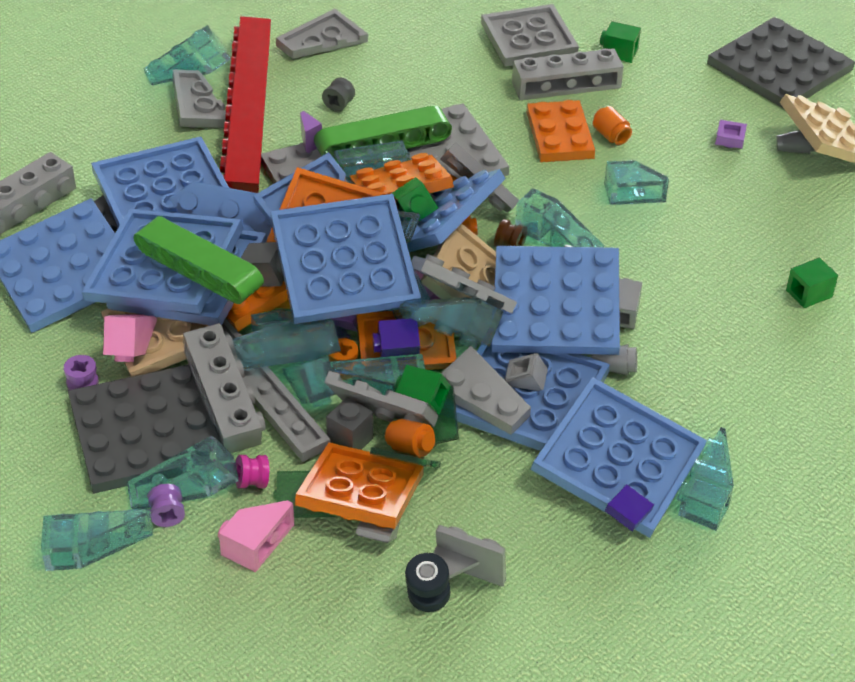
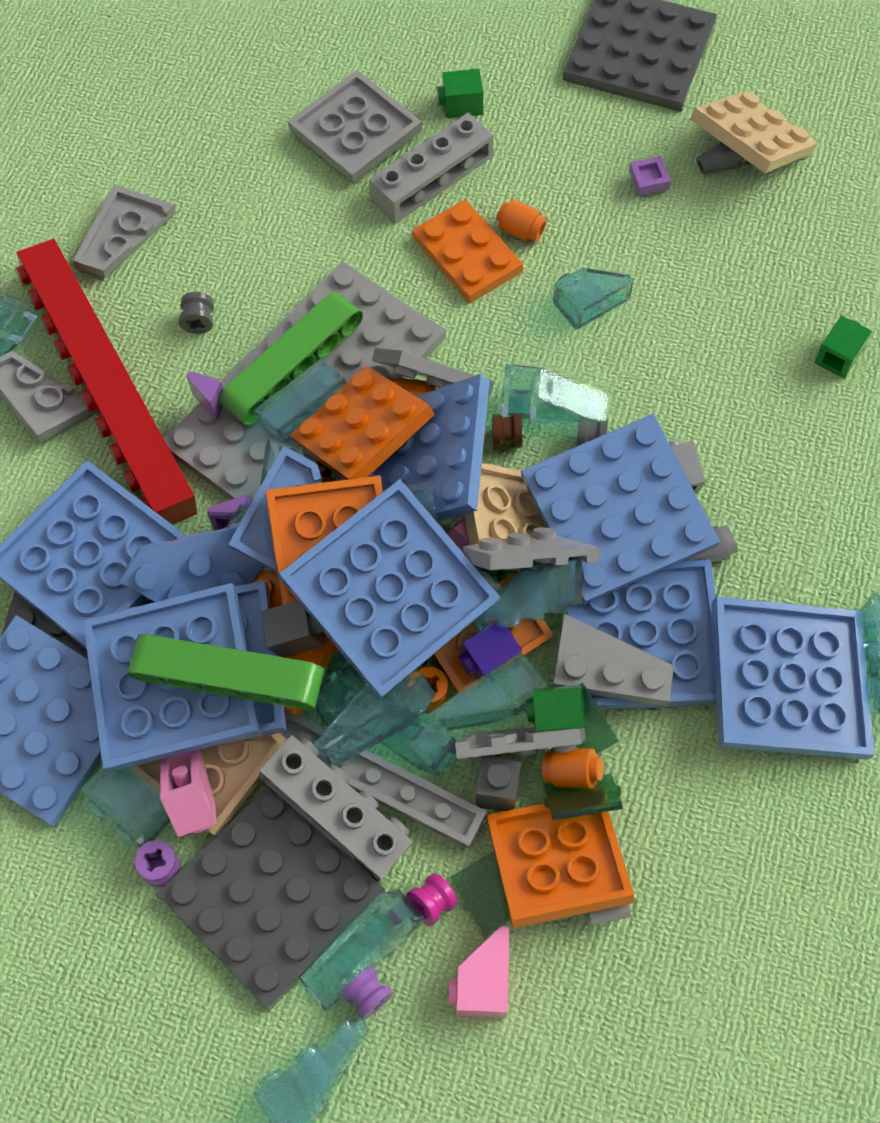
camera: 25 degrees left, 20 degrees up
(85, 330) = (128, 803): none -> clear light blue brick
(415, 198) = (407, 457): green brick -> none
(455, 554) = (704, 944): plate -> none
(527, 372) = (637, 618): light grey slope -> none
(629, 507) = (844, 745): dark purple tile -> none

